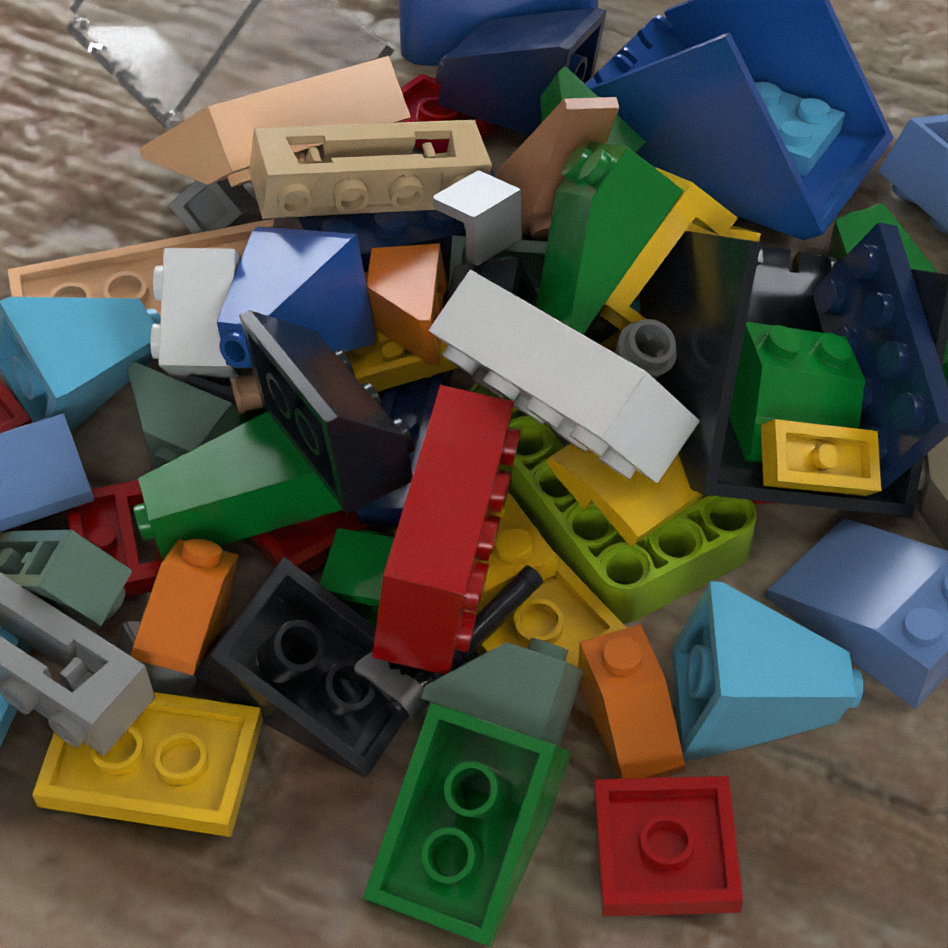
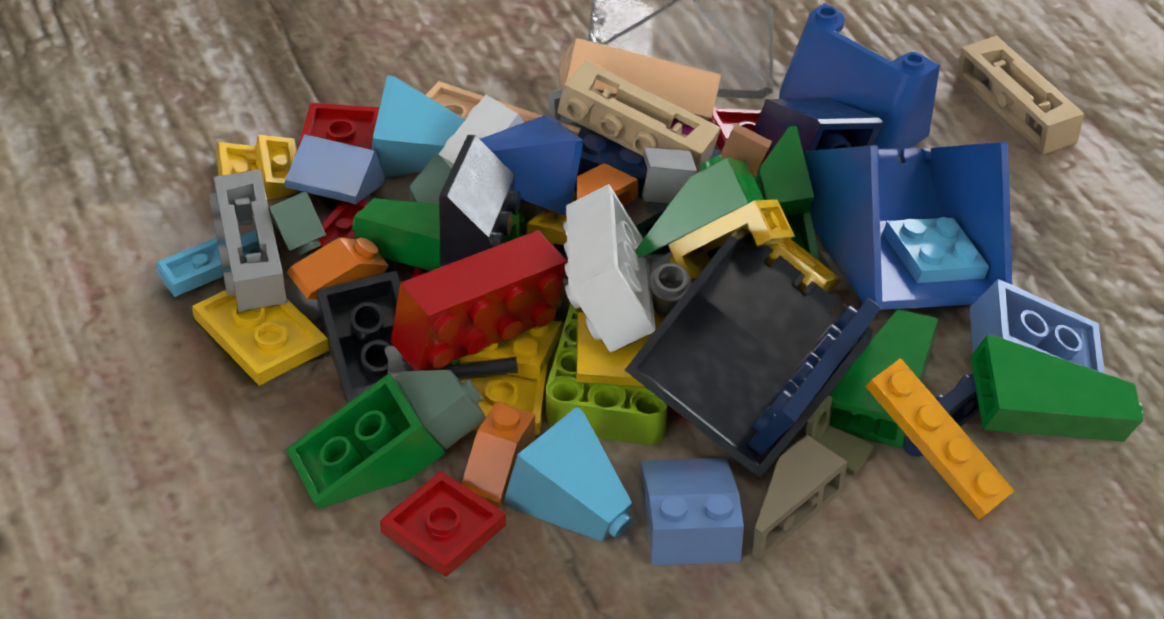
camera: 40 degrees right, 10 degrees down
(795, 379) = (742, 367): green slope -> none
(820, 457) = (717, 400): yellow plate -> none

